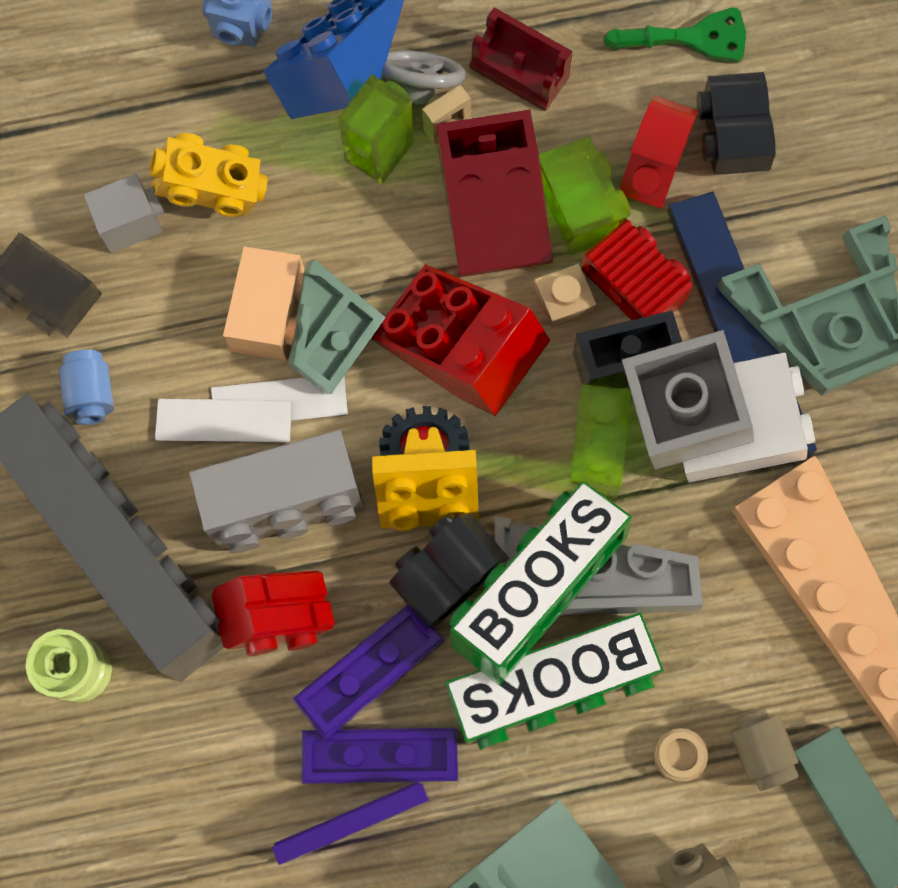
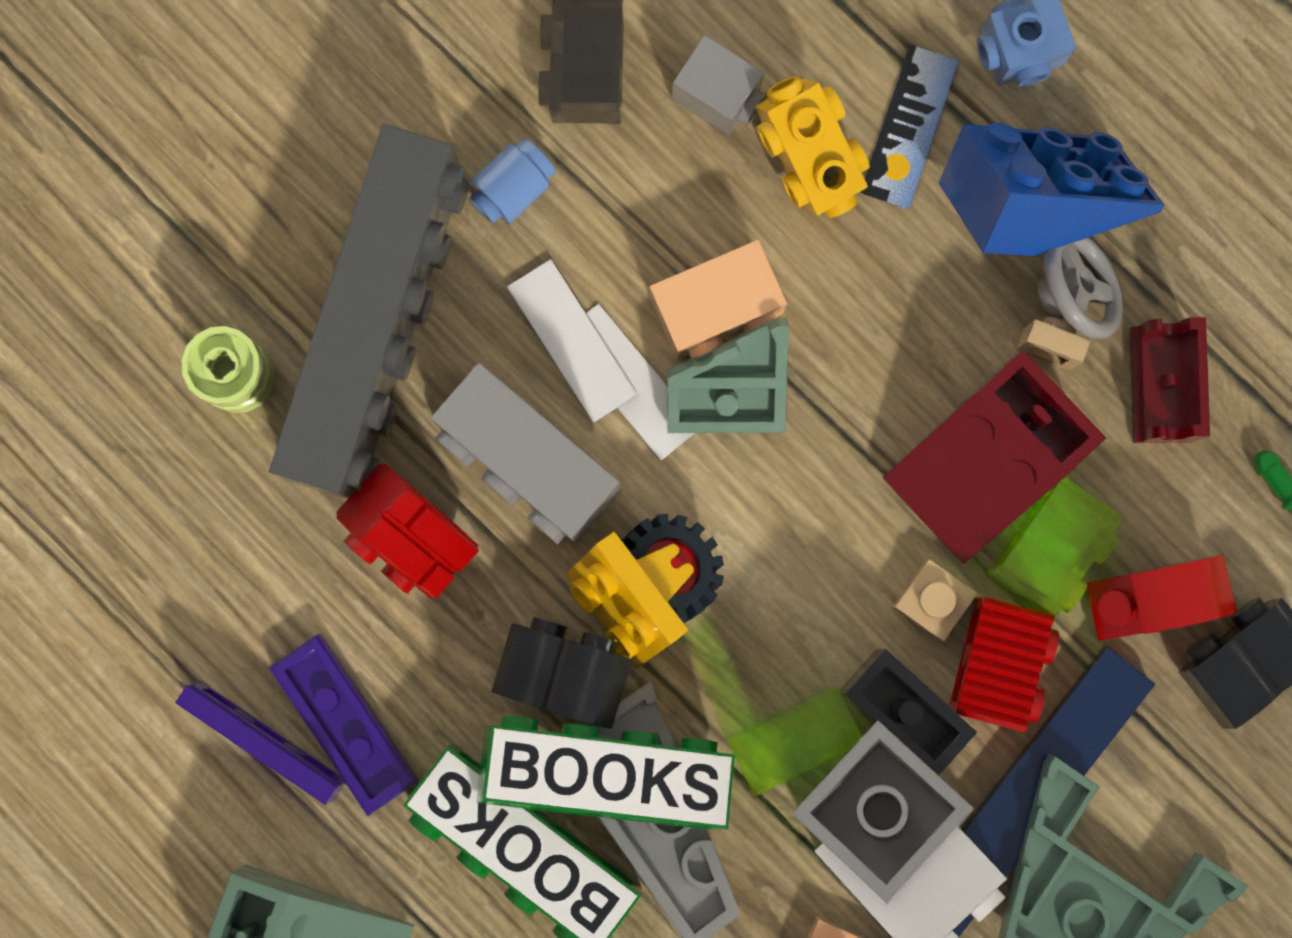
camera: 50 degrees right, 10 degrees up
(241, 116) = (909, 126): none -> sticker
(367, 672) = (412, 659): dark purple tile -> none
(377, 128) = (982, 287): clear neon green brick -> none
(463, 337) = (815, 525): red slope -> none

